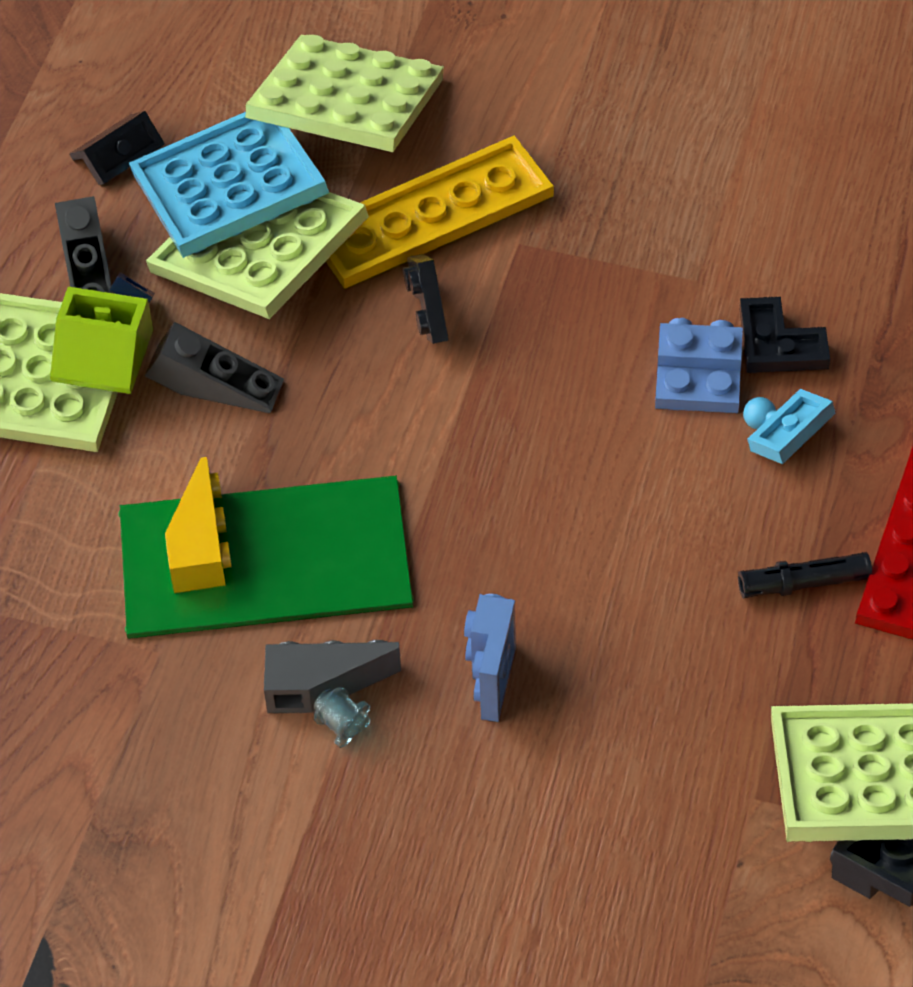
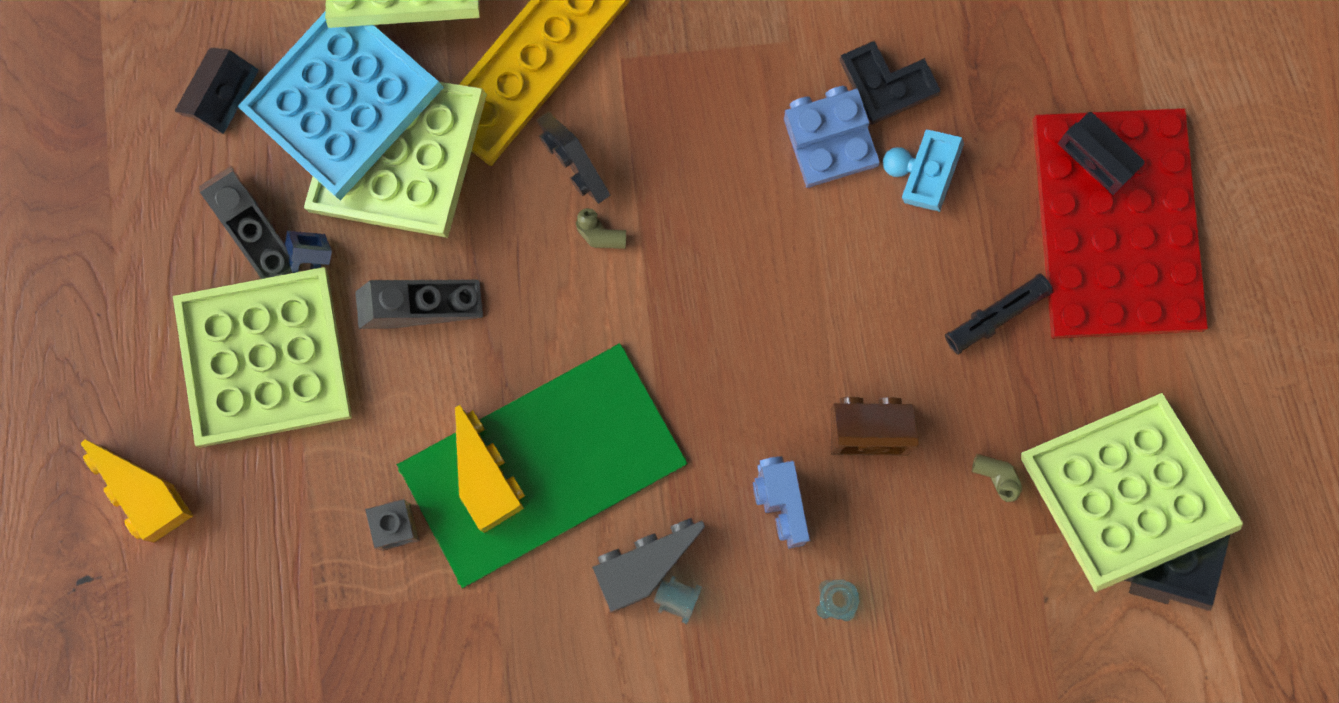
camera: 25 degrees left, 25 degrees up
(87, 548) = (392, 525): none -> dark grey brick
(100, 340) = (310, 322): lime slope -> none
(420, 376) = (596, 234): none -> olive arm
(509, 776) = (828, 609): none -> clear light blue brick
(617, 629) = (873, 428): none -> reddish brown slope
(741, 721) = (1002, 475): none -> olive arm

